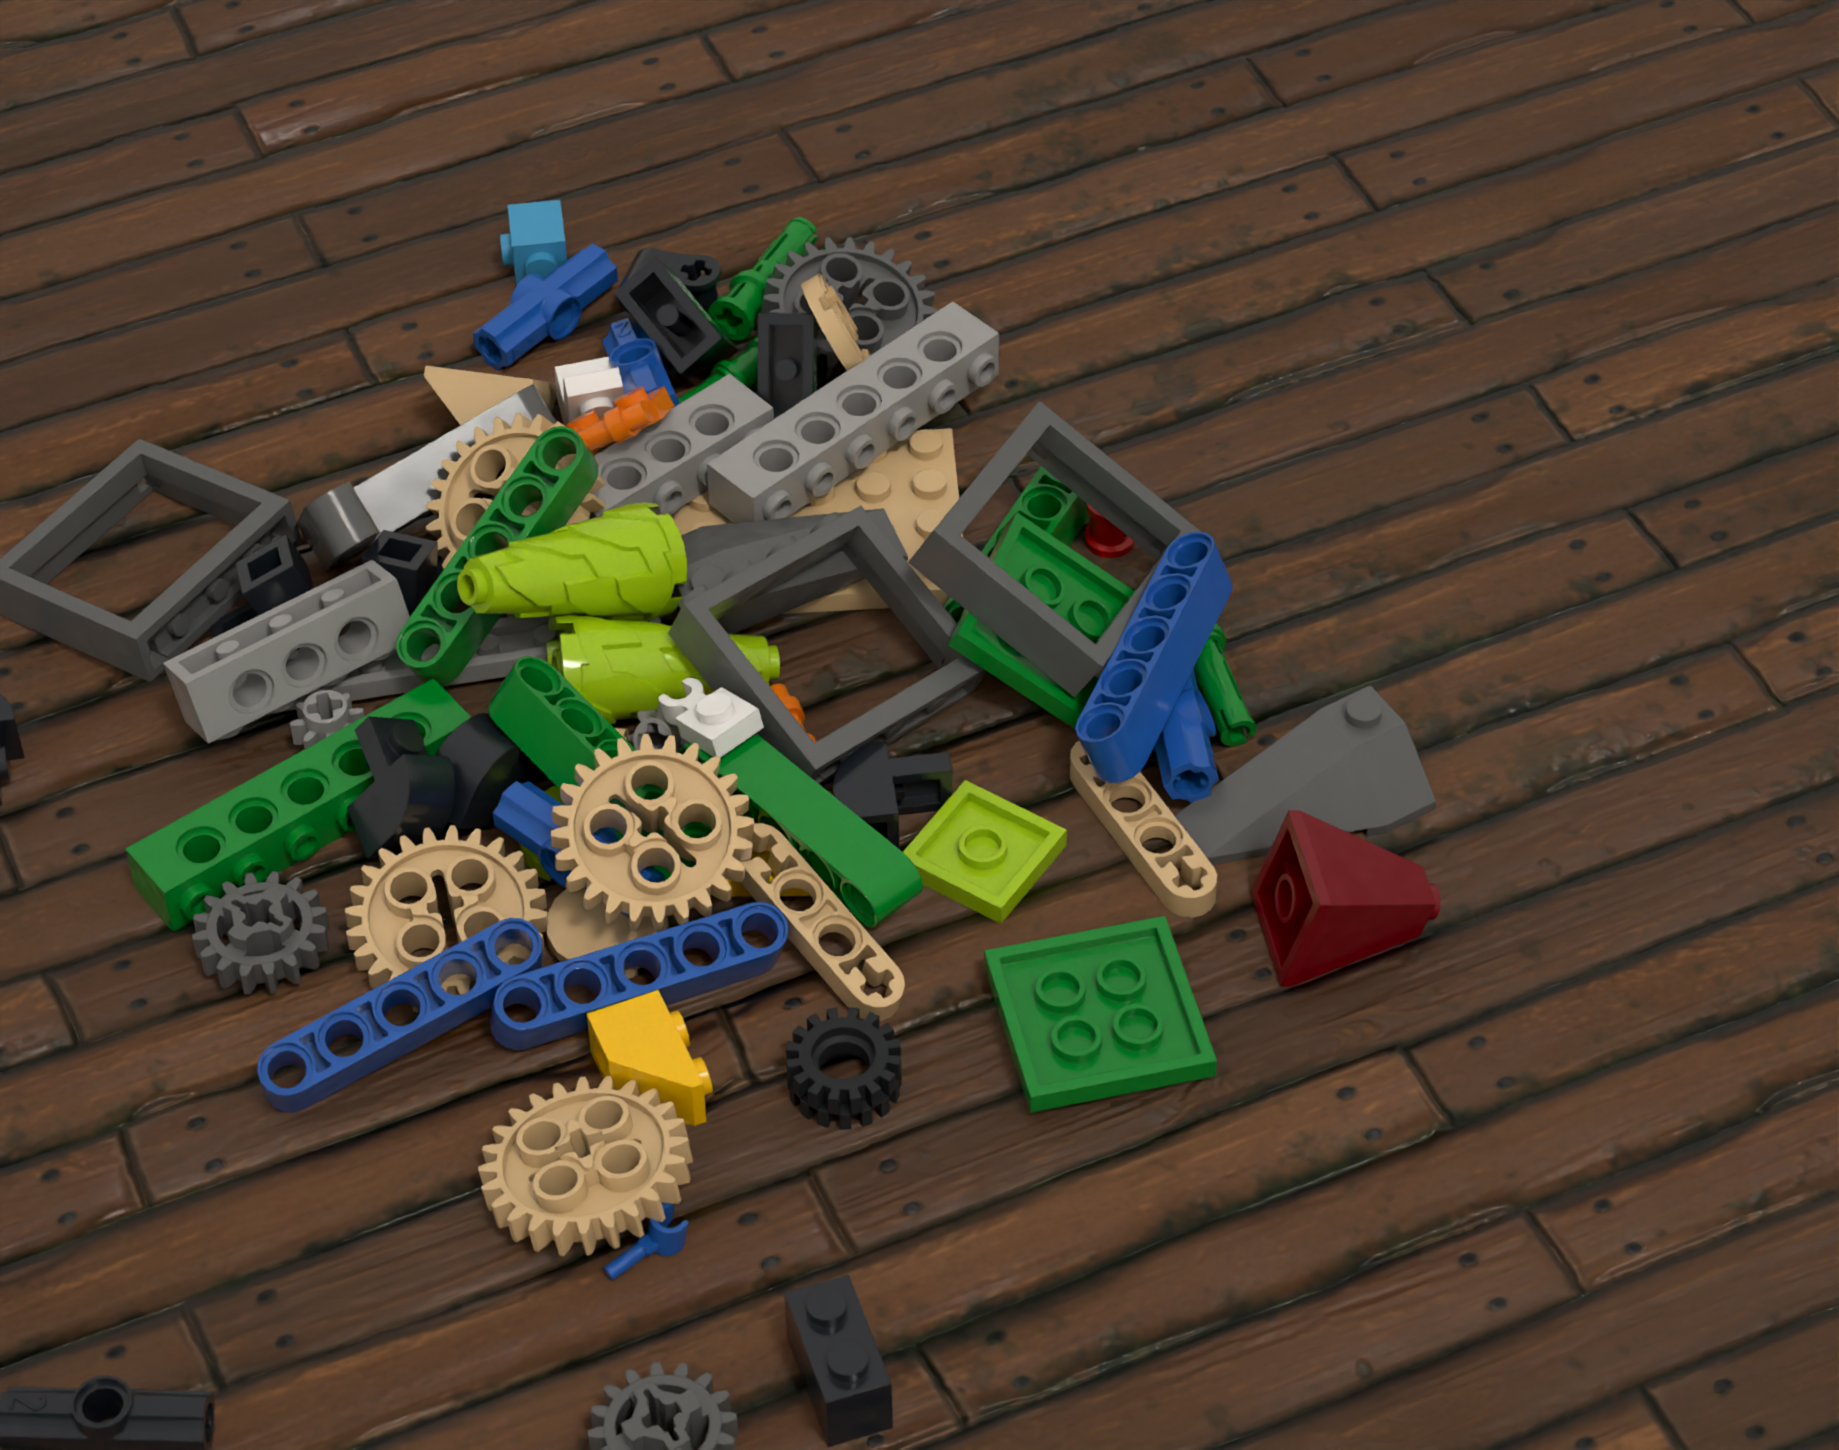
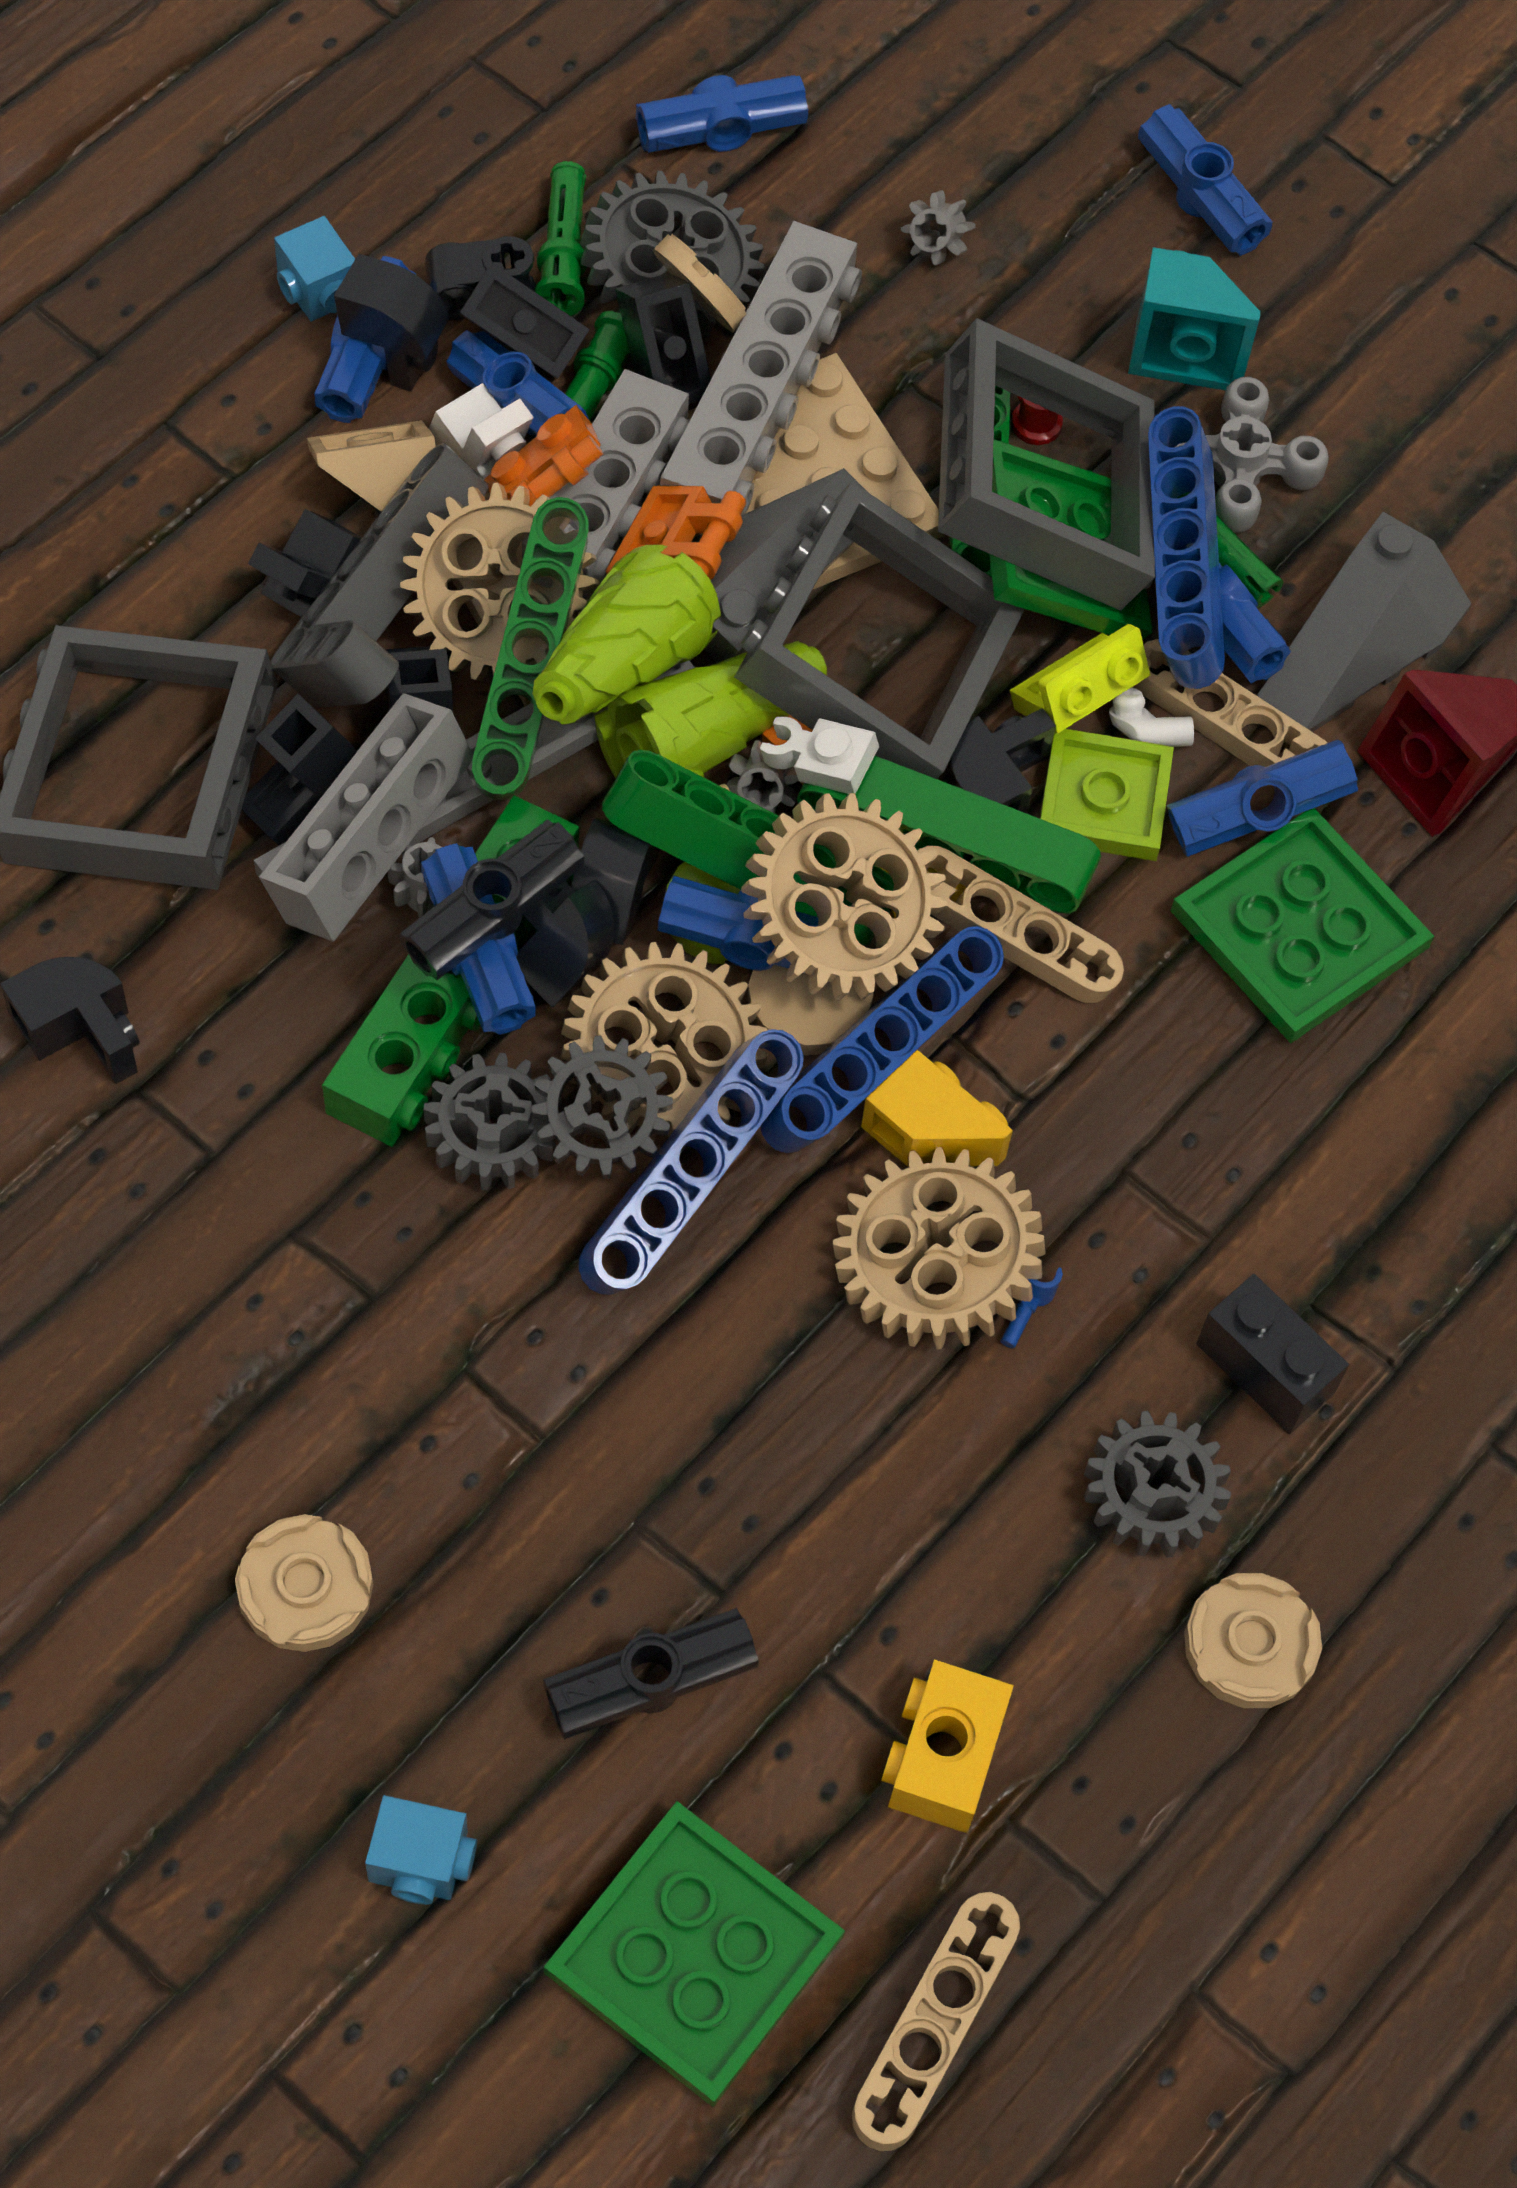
camera: 30 degrees left, 15 degrees up
(319, 772) = (491, 971): none -> blue piece
(326, 927) = (629, 1093): none -> dark grey gear
(330, 729) = (465, 923): none -> black piece
(361, 458) = (306, 563): none -> black brick
(568, 284) = (393, 311): none -> black brick
(708, 508) = (673, 518): none -> orange plate
(844, 1039) = (1115, 1030): black tyre -> none
(965, 218) = (721, 113): none -> blue piece
(1010, 742) = (1085, 678): none -> neon yellow bracket
(1050, 803) = (1140, 725): none -> white arm
(1102, 353) = (931, 240): none -> light grey gear
(1155, 888) = (1298, 785): none -> blue piece
(1278, 484) = (1192, 323): none -> teal slope
(1282, 615) = (1245, 454): none -> light grey gear
(1380, 383) = (1205, 180): none -> blue piece

